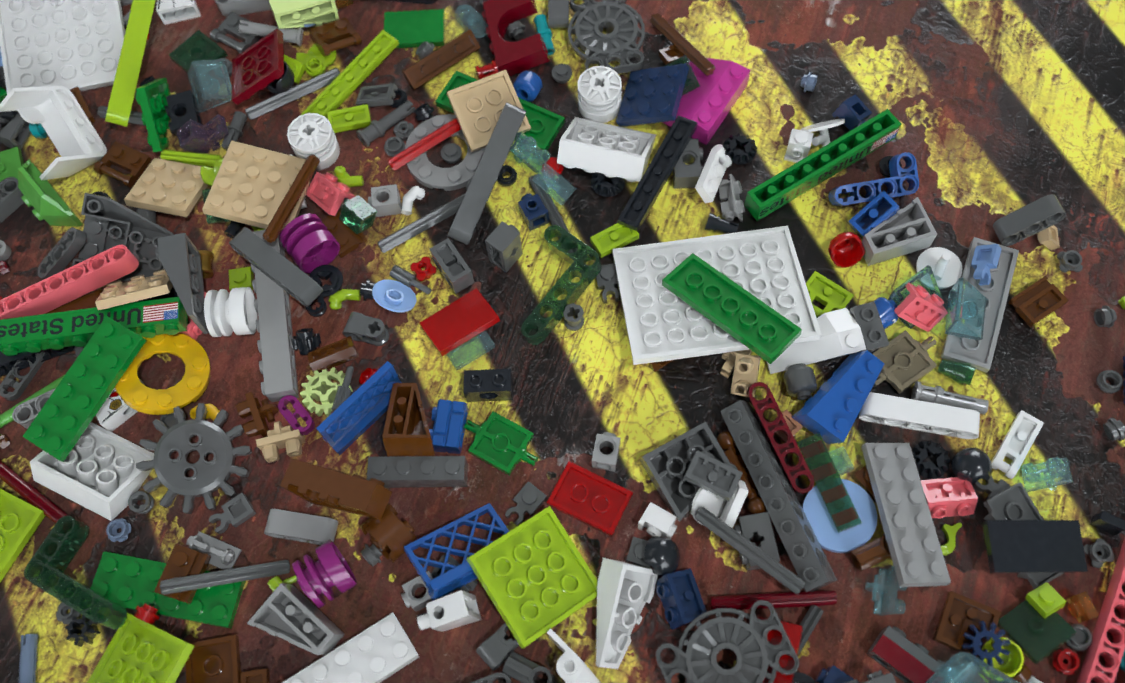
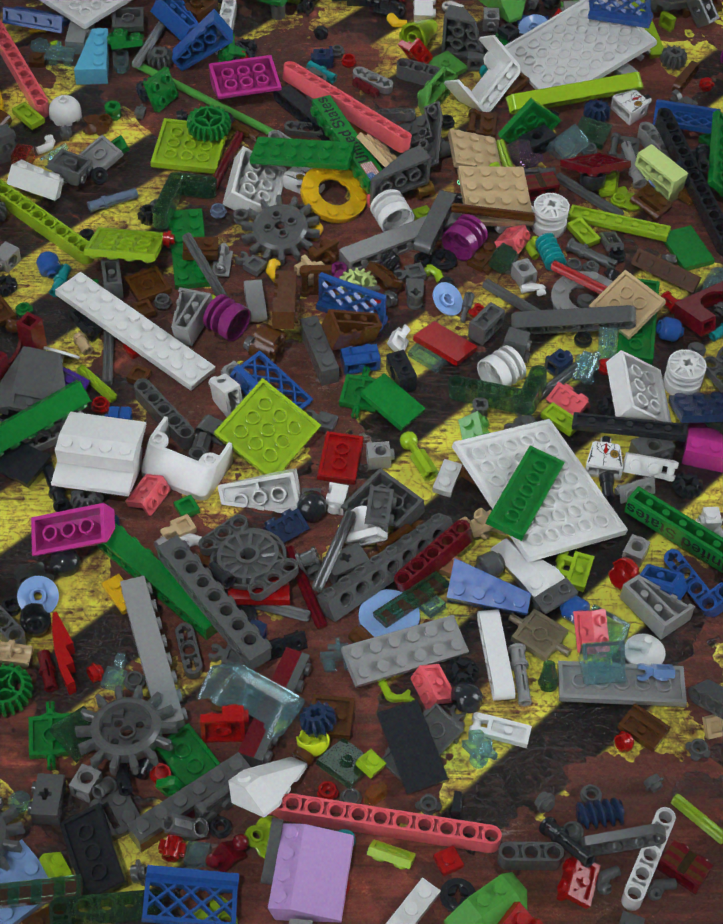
camera: 65 degrees right, 15 degrees down
(167, 37) = (597, 110): none -> dark blue gear
(254, 491) = (271, 268): none -> yellow arm
(258, 652) = (162, 301): none -> dark grey plate
(259, 131) = (541, 184): none -> dark red brick
(305, 438) = (306, 270): none -> reddish brown plate
(333, 321) = (411, 271): none -> dark grey plate
(363, 361) = (391, 299): none -> dark grey plate
(367, 163) = (549, 250): none -> teal piece
(435, 372) = (398, 339): none -> white plate
(530, 272) = (502, 367): none -> white wheel
(531, 410) = (392, 401): none -> green tile
(592, 221) = (567, 399): none -> coral bracket
(603, 334) = (473, 425): none -> bright green bracket
(623, 407) = (419, 456): none -> lime piece
(657, 386) = (447, 478): none -> white plate
(685, 213) = (605, 458): none -> white torso
(751, 583) = (309, 562): none -> dark grey piece
(820, 236) = (636, 549): none -> light grey brick
(855, 660) = (294, 640): none -> black hinge
(1051, 326) = (624, 741): none -> red plate

